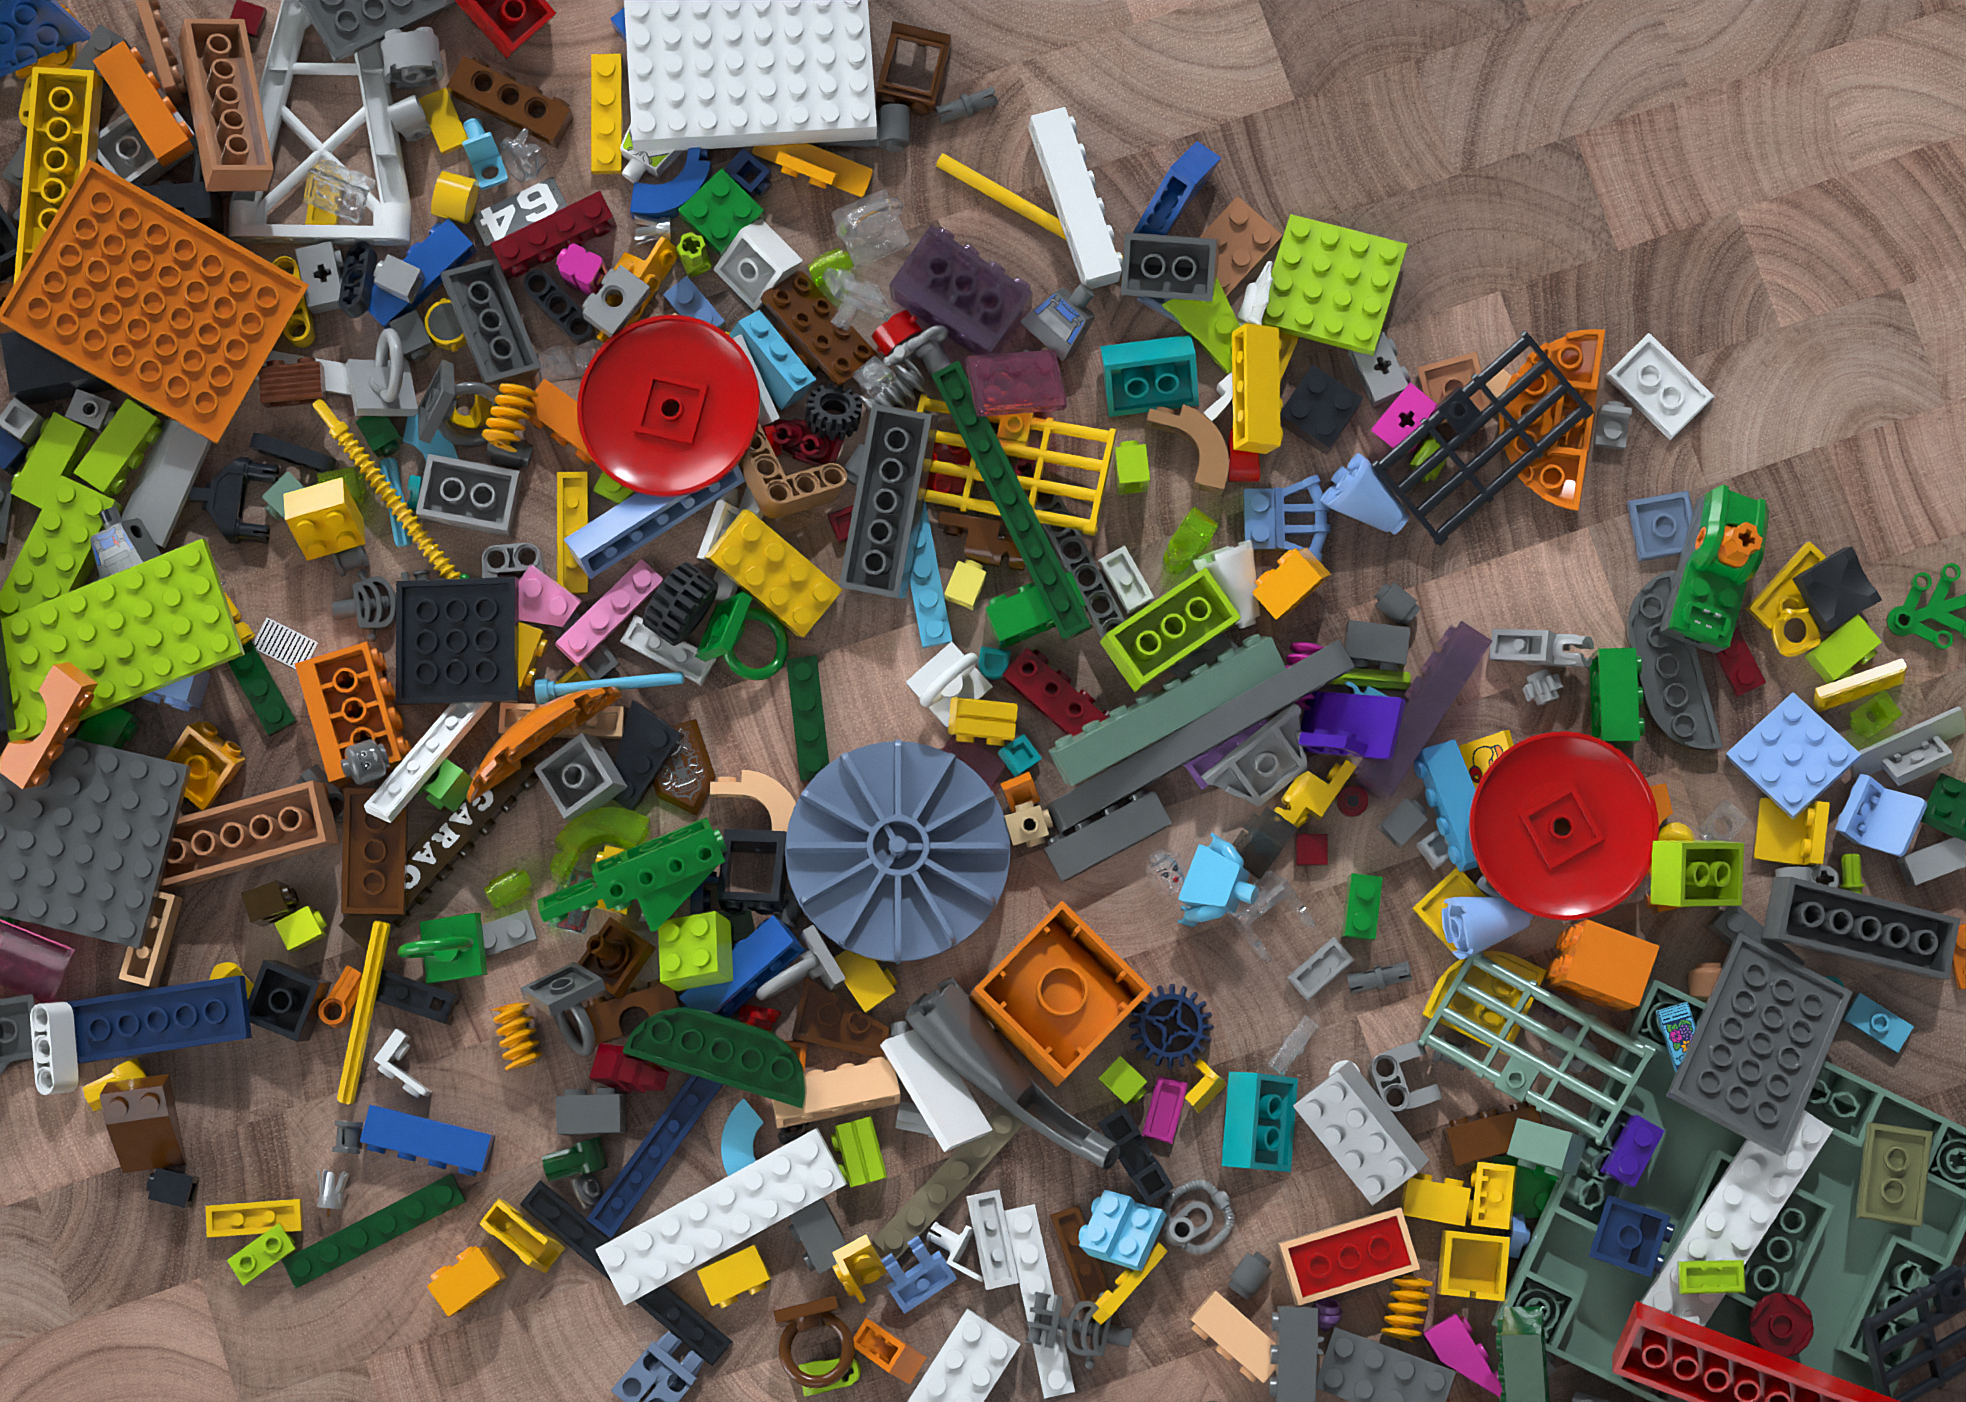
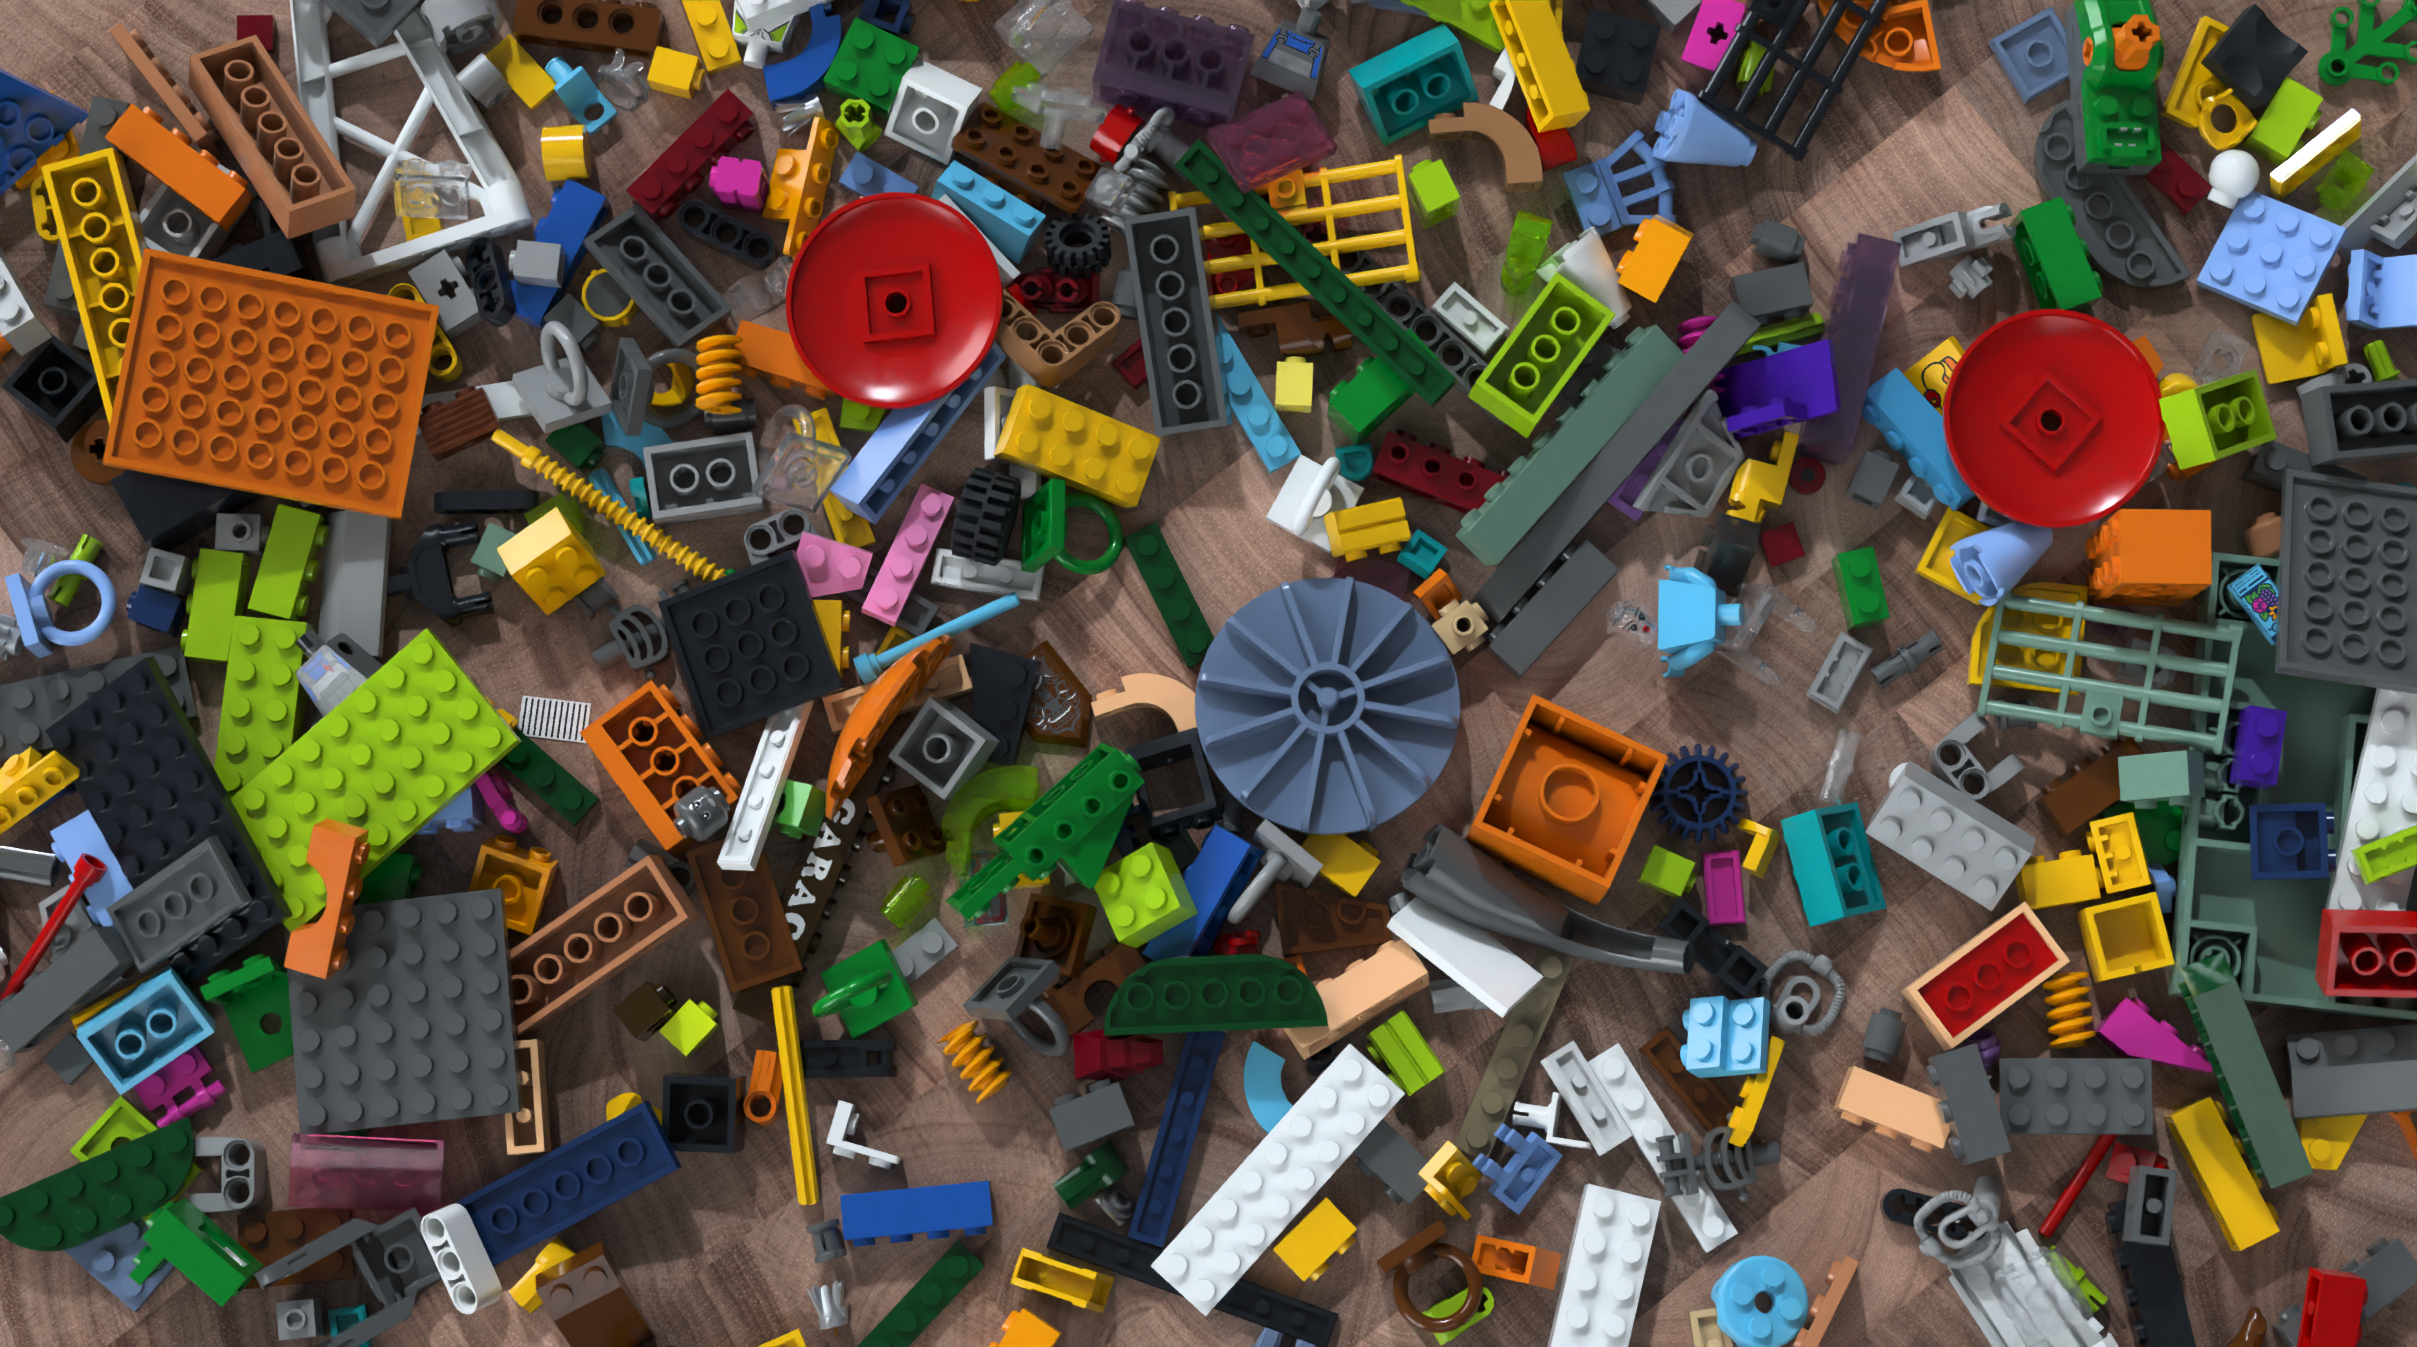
camera: 20 degrees left, 0 degrees up
(214, 691) = (497, 795): none -> dark pink plate
(519, 211) = (643, 143): sticker -> none
(527, 828) = (904, 826): none -> reddish brown plate
(546, 513) = (801, 466): none -> clear tile
(565, 163) = (676, 73): none -> yellow brick
(613, 319) = (793, 227): light grey brick -> none
(1785, 680) = (2232, 177): none -> white piece

